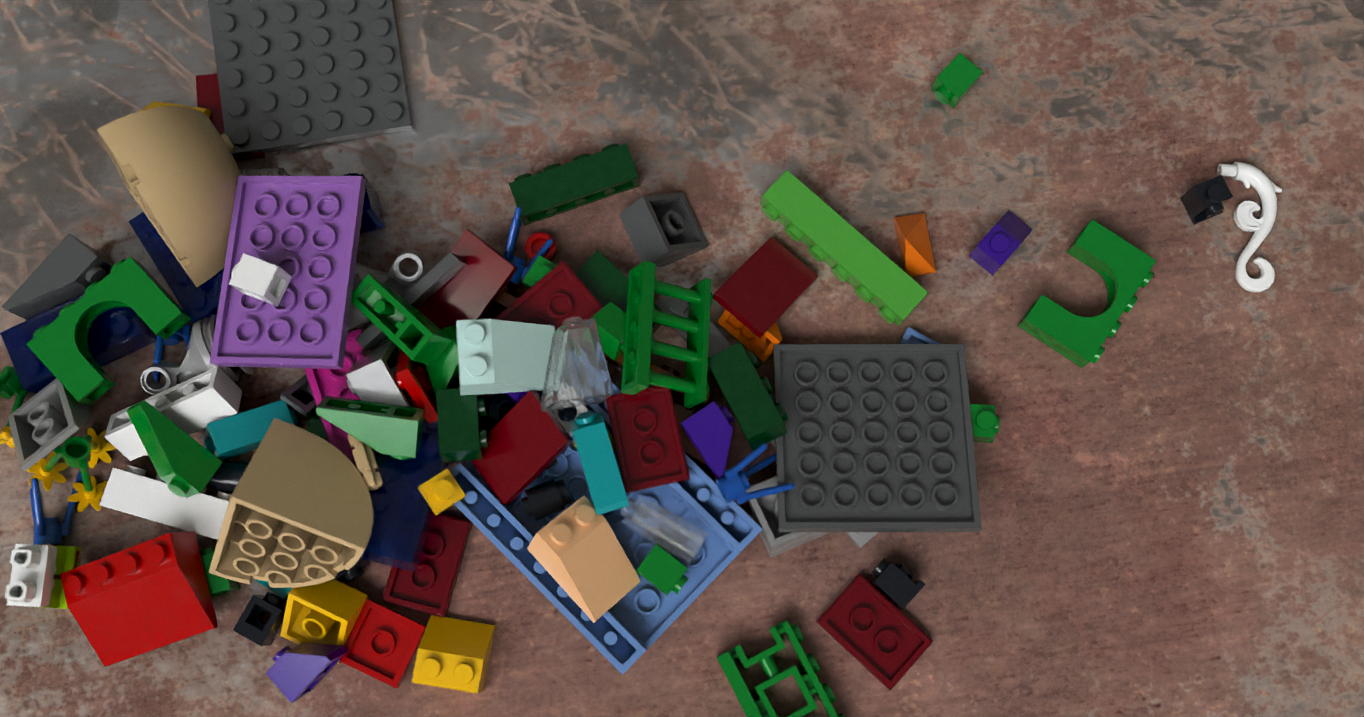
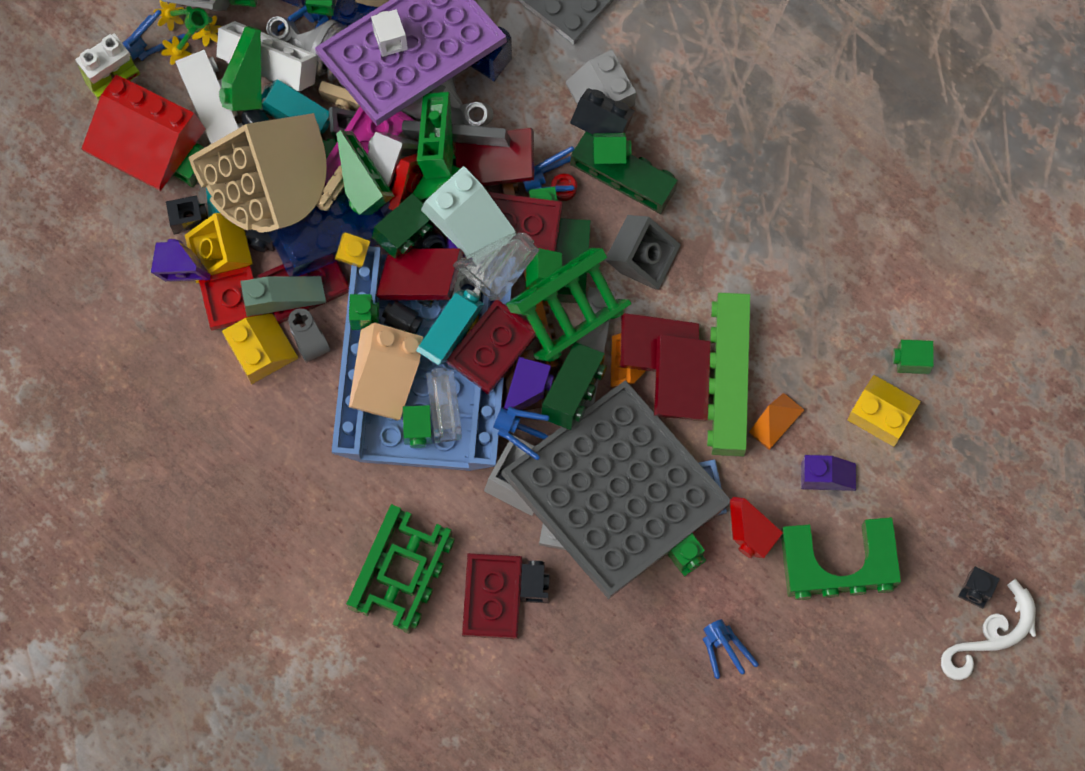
camera: 50 degrees right, 5 degrees down
(273, 378) = (337, 95): none -> tan plate
(422, 593) = (281, 293): none -> sand green slope
(478, 138) = (605, 75): none -> light grey slope
(488, 602) = (308, 338): none -> dark grey piece
(509, 158) = (601, 114): none -> black brick
(513, 532) = (362, 311): none -> green brick
(549, 175) = (610, 148): none -> green brick
(814, 292) = (682, 378): none -> dark red tile
(983, 146) = (883, 410): none -> yellow slope
(1004, 348) = (752, 529): none -> red slope
(1075, 456) = (720, 635): none -> blue plant

